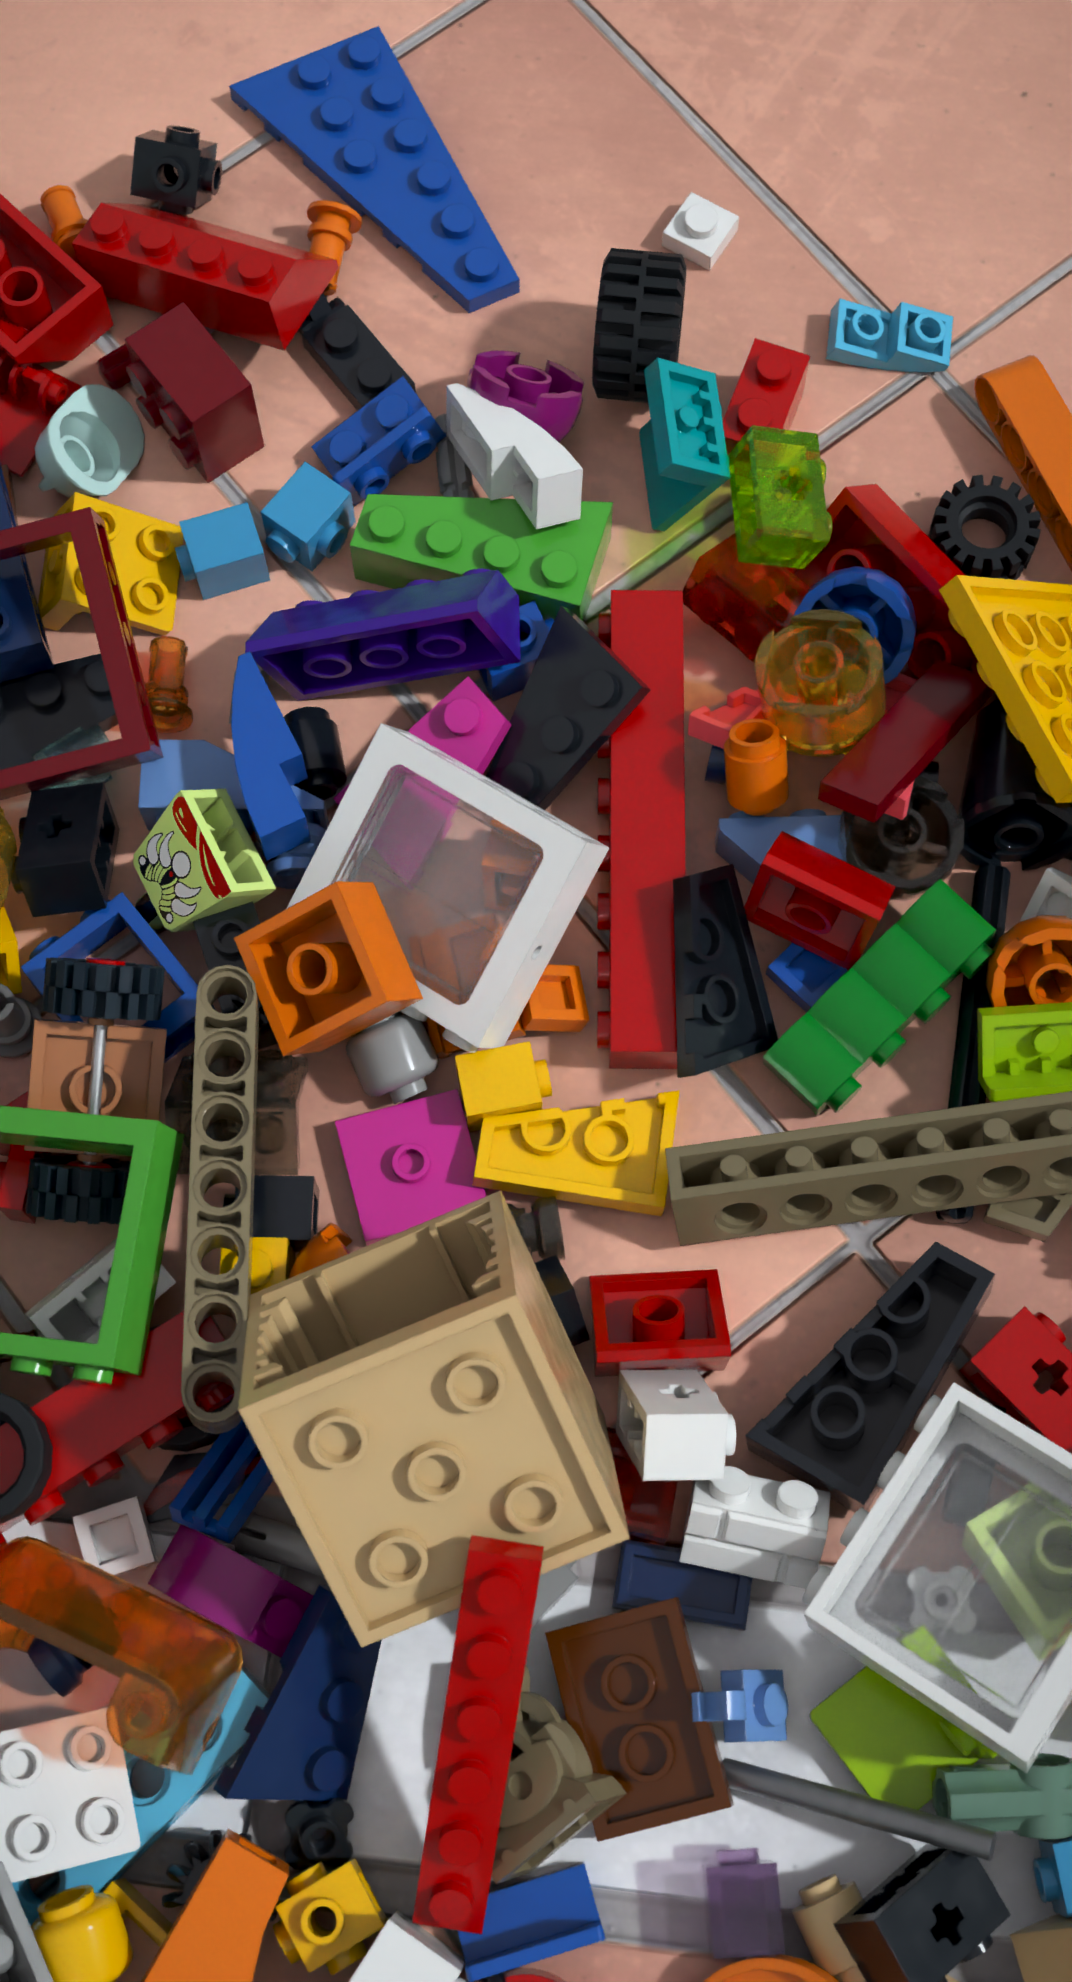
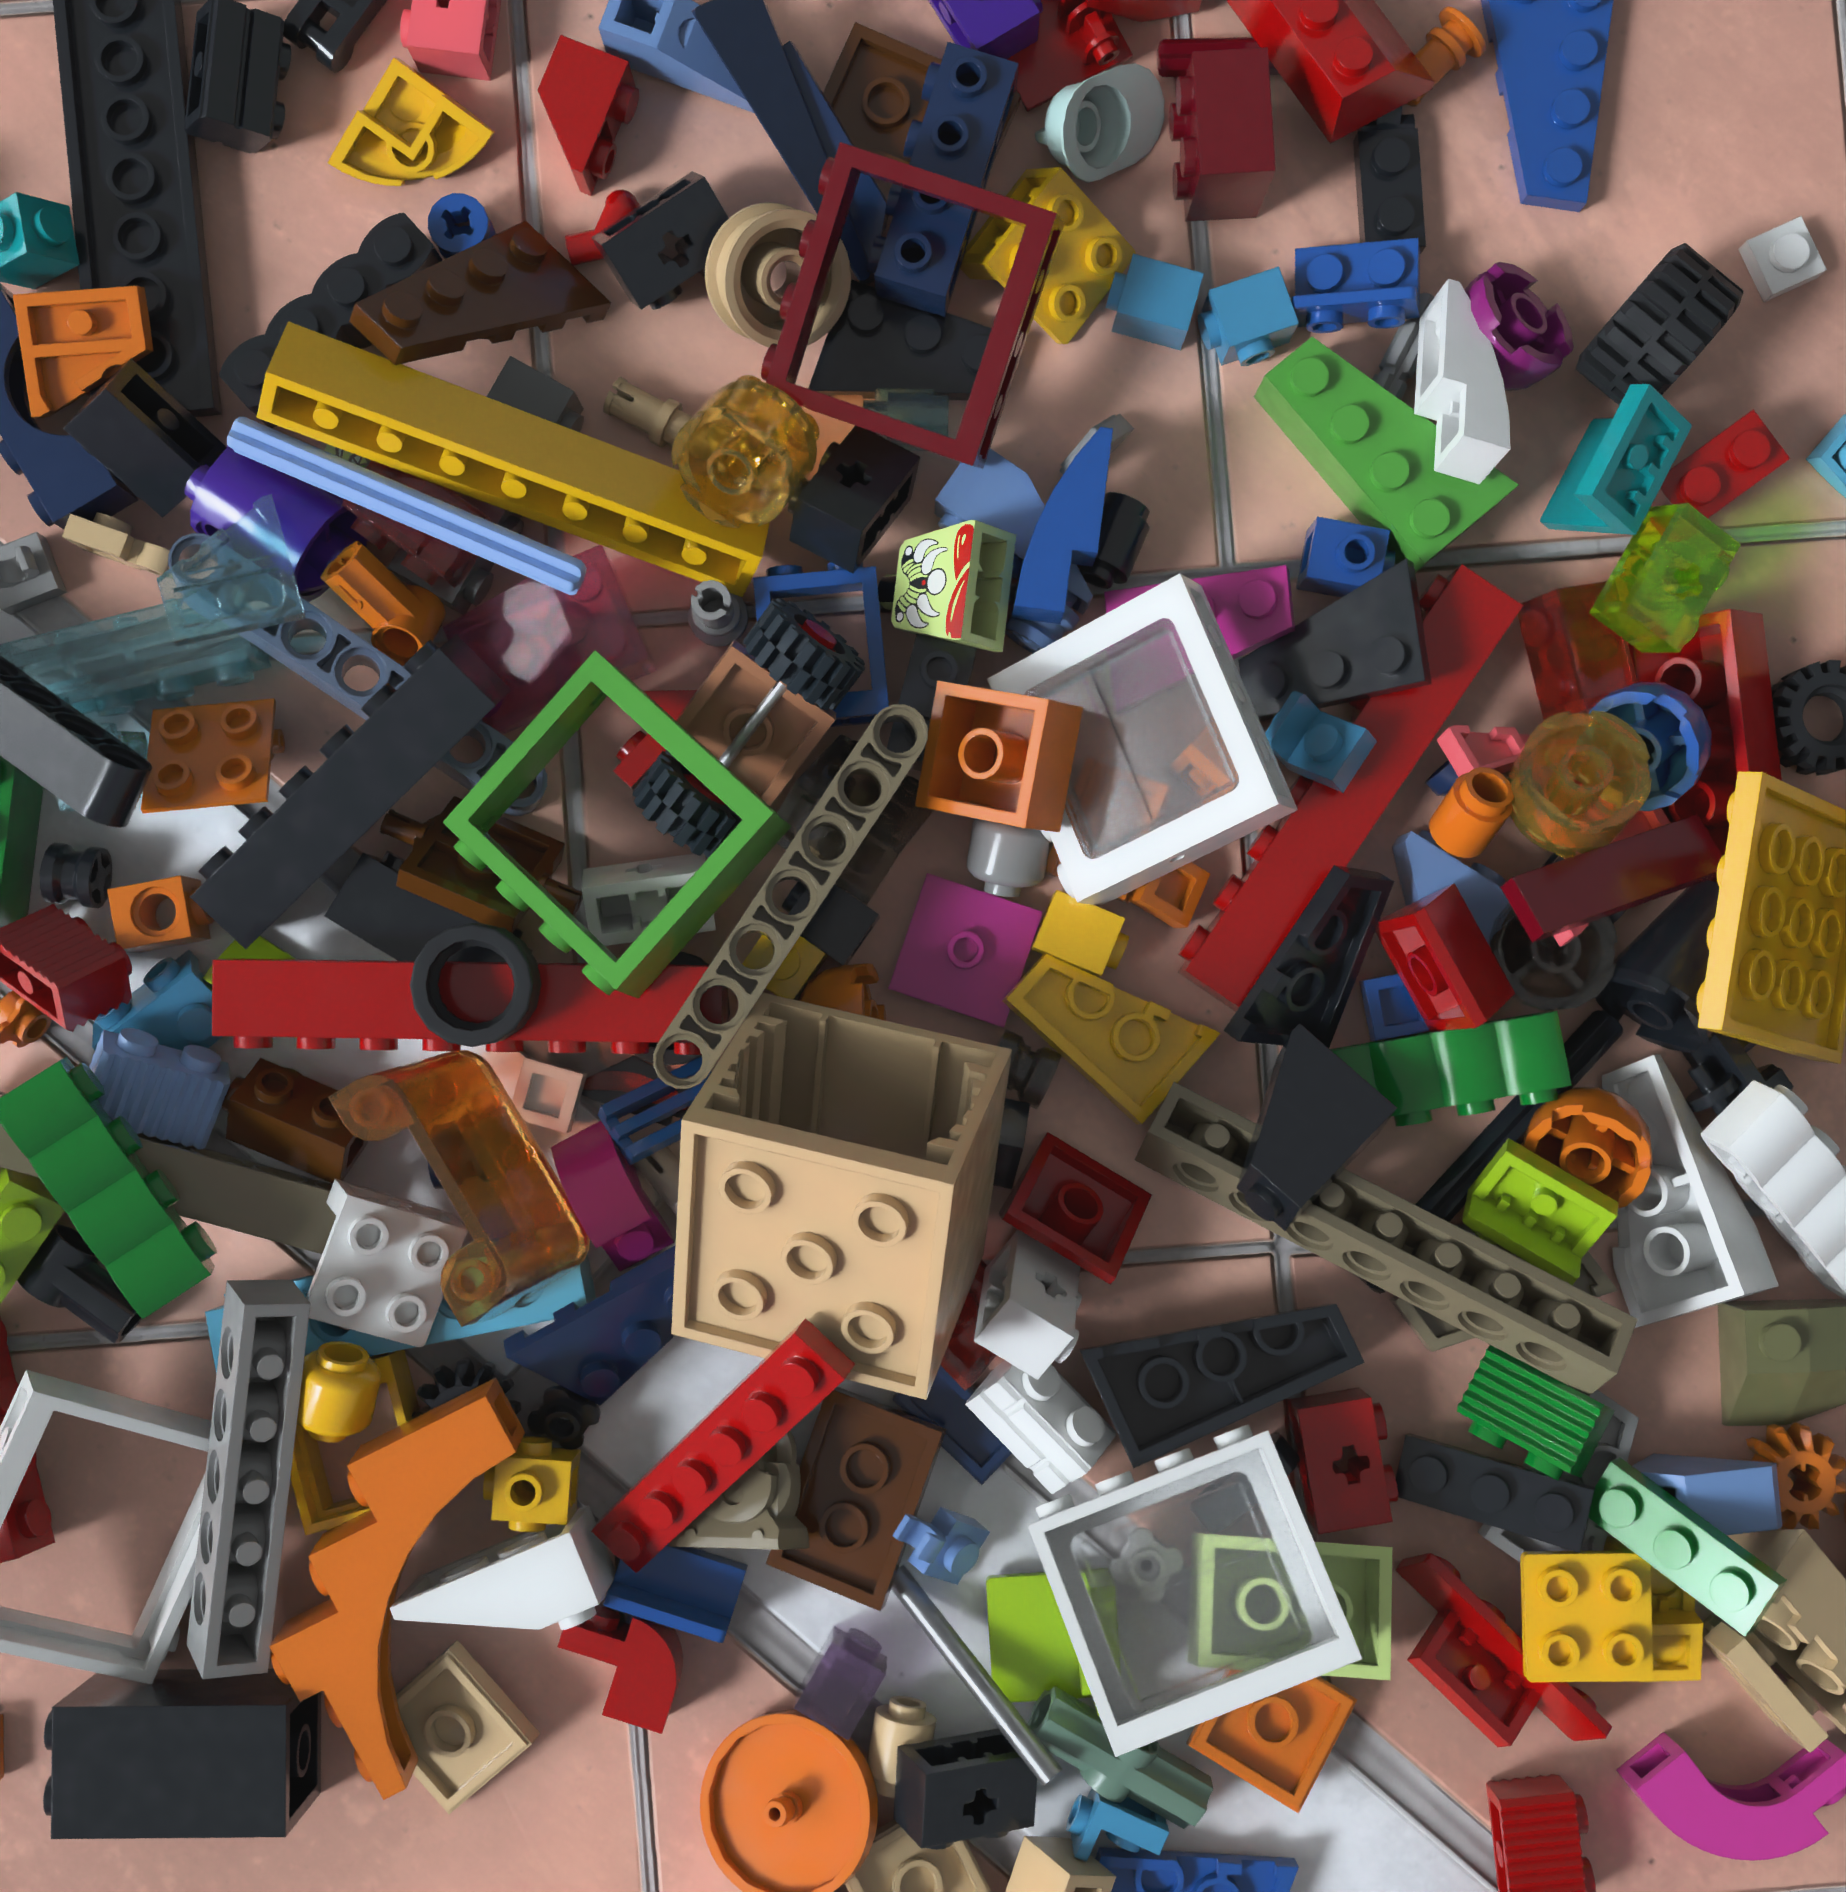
camera: 30 degrees right, 15 degrees up
(166, 685) = (1029, 395): clear orange pin -> none
(391, 635) = (1246, 483): dark purple slope -> none
(594, 797) = (1318, 743): none -> dark azure bracket
(805, 1103) = (1308, 1128): none -> black slope

